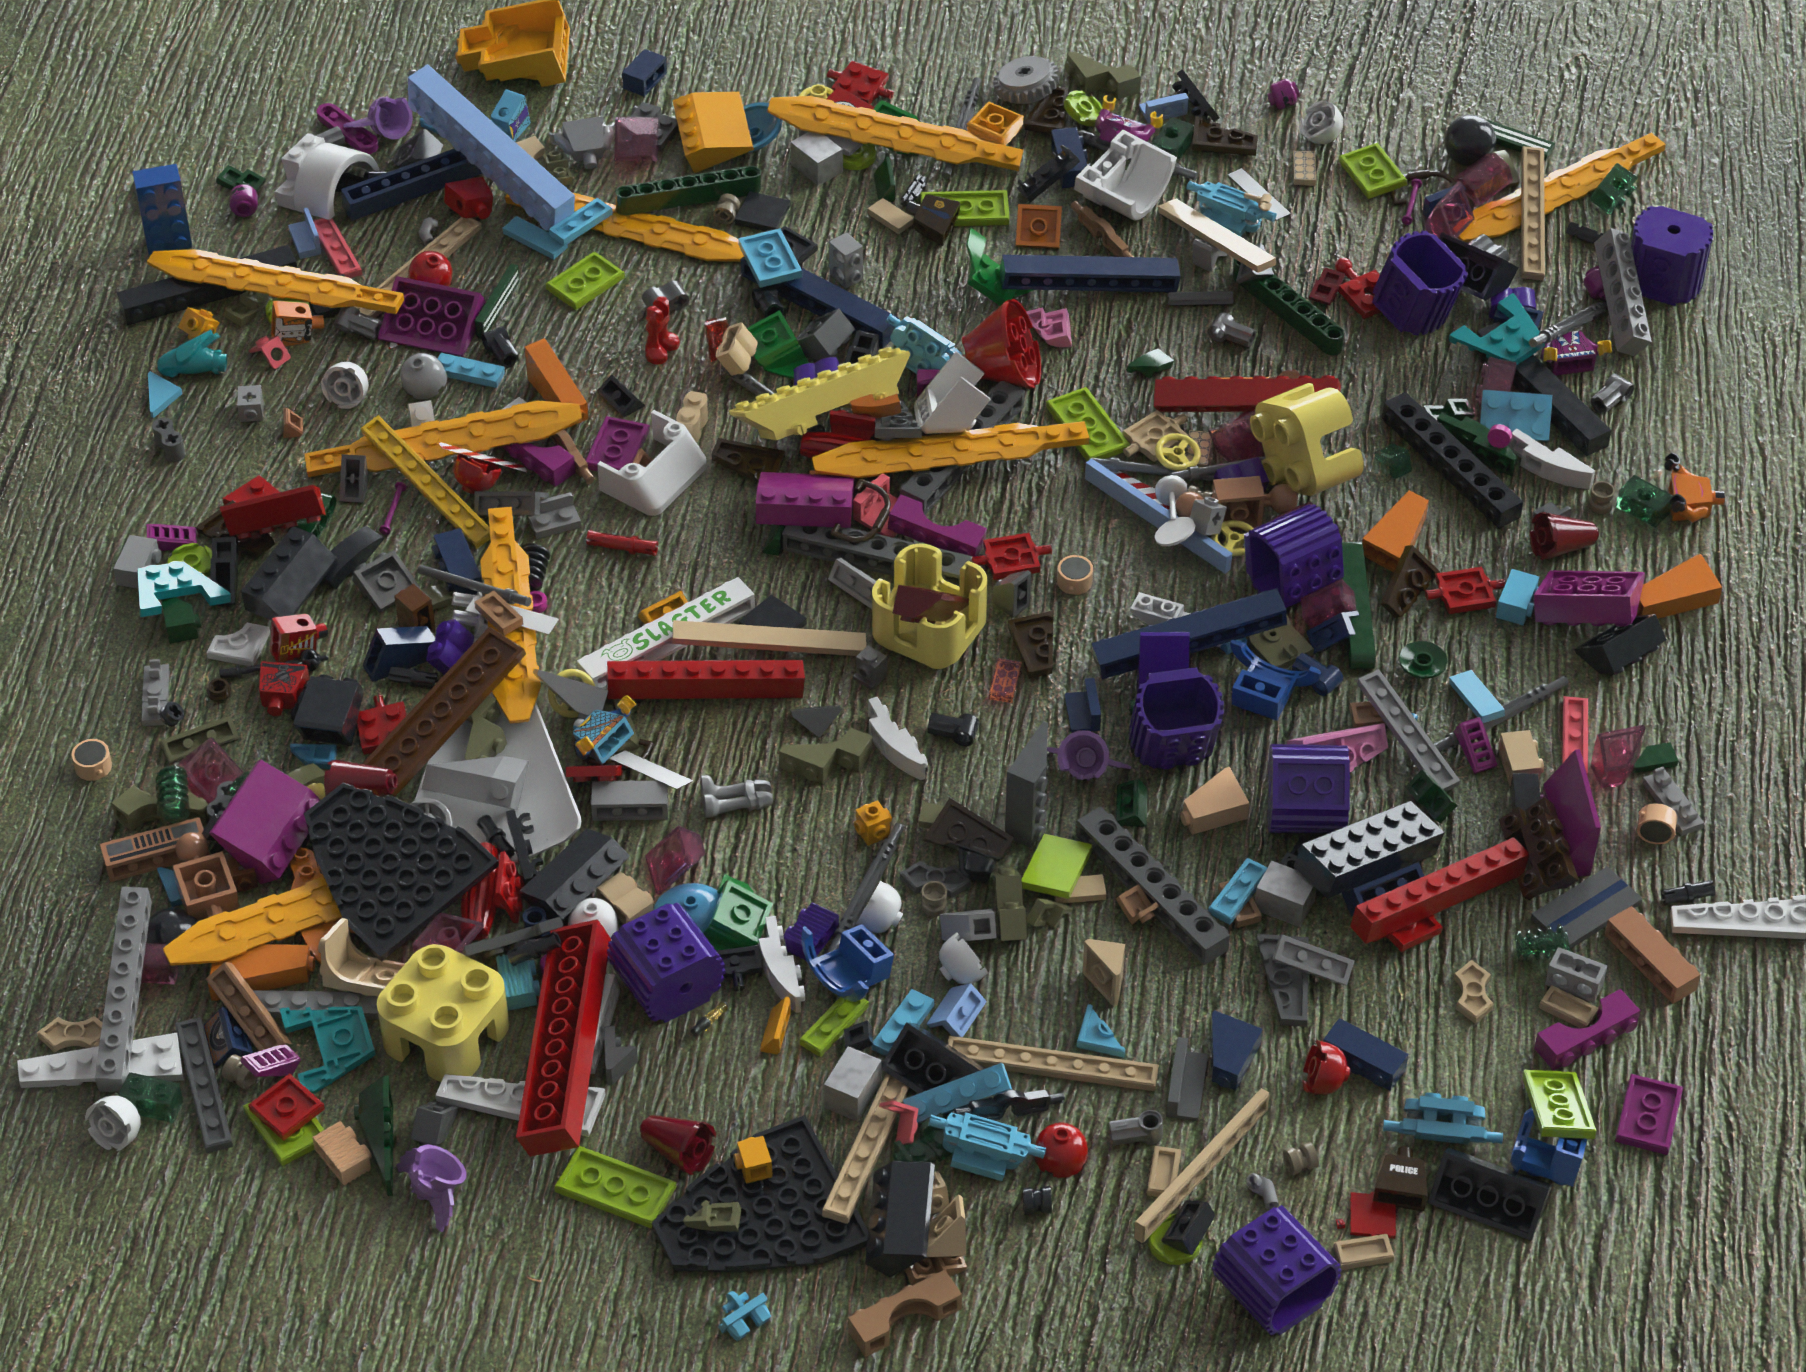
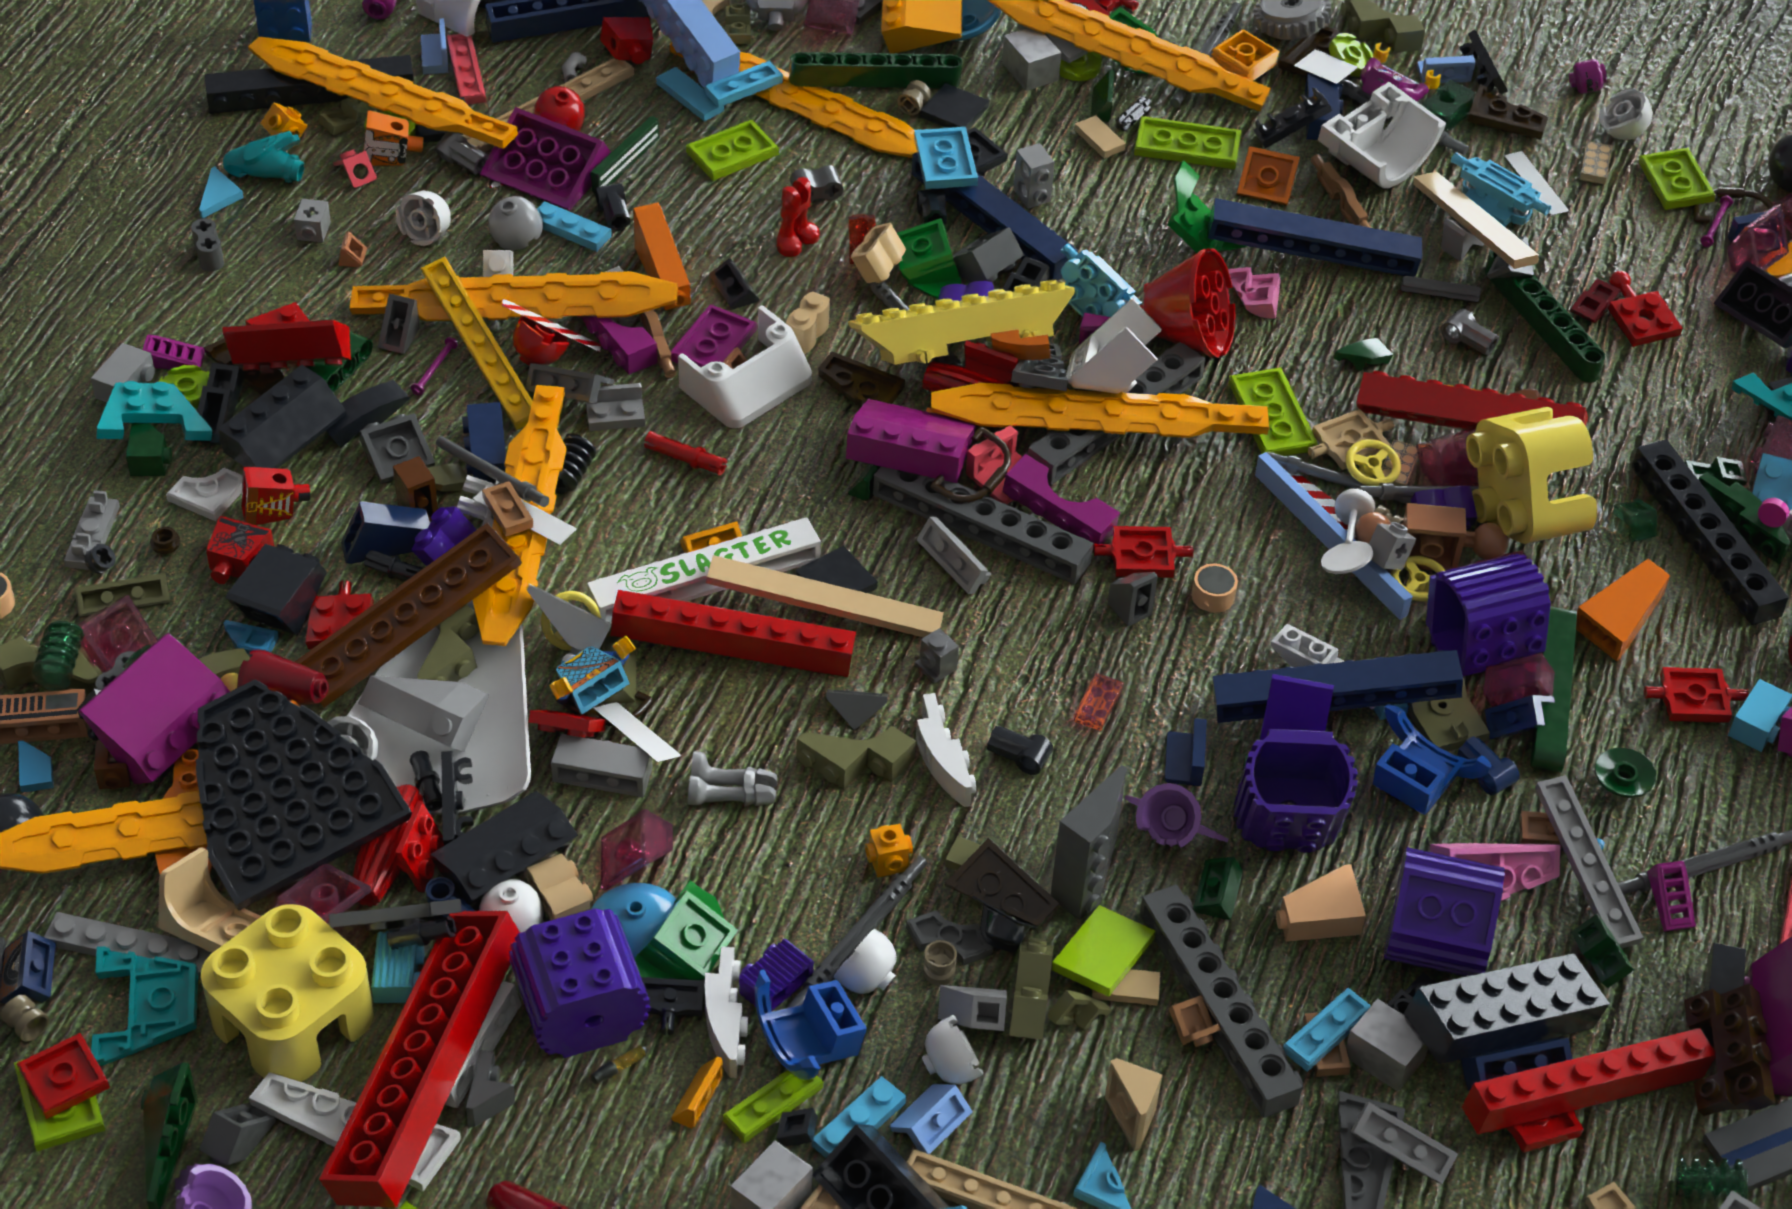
camera: 10 degrees right, 0 degrees up
(203, 880) = (62, 767): nougat brick -> none
(246, 1007) = (59, 941): medium nougat slope -> none
(271, 966) = (93, 892): orange slope -> none
(272, 1061) = (64, 1013): magenta slope -> none
(308, 657) = (279, 523): black piece -> none
(342, 1152) = (111, 1149): light nougat brick -> none
(539, 601) = (565, 505): dark pink tile -> none
(917, 602) = (1019, 592): dark red slope -> none
(929, 643) = (1020, 602): light yellow piece -> none
(934, 217) = (1149, 145): dark brown torso -> none
(1034, 642) = (1145, 661): dark brown wing -> none
(1065, 123) = (1325, 66): none -> white sticker
(1263, 202) = (1538, 189): tan hand -> none
(1408, 580) = (1626, 669): dark brown wing -> none
(1419, 283) = (1707, 314): dark purple piece -> none
(1477, 696) = (1685, 832): medium azure tile -> none
(1519, 754) = (1727, 918): tan brick -> none

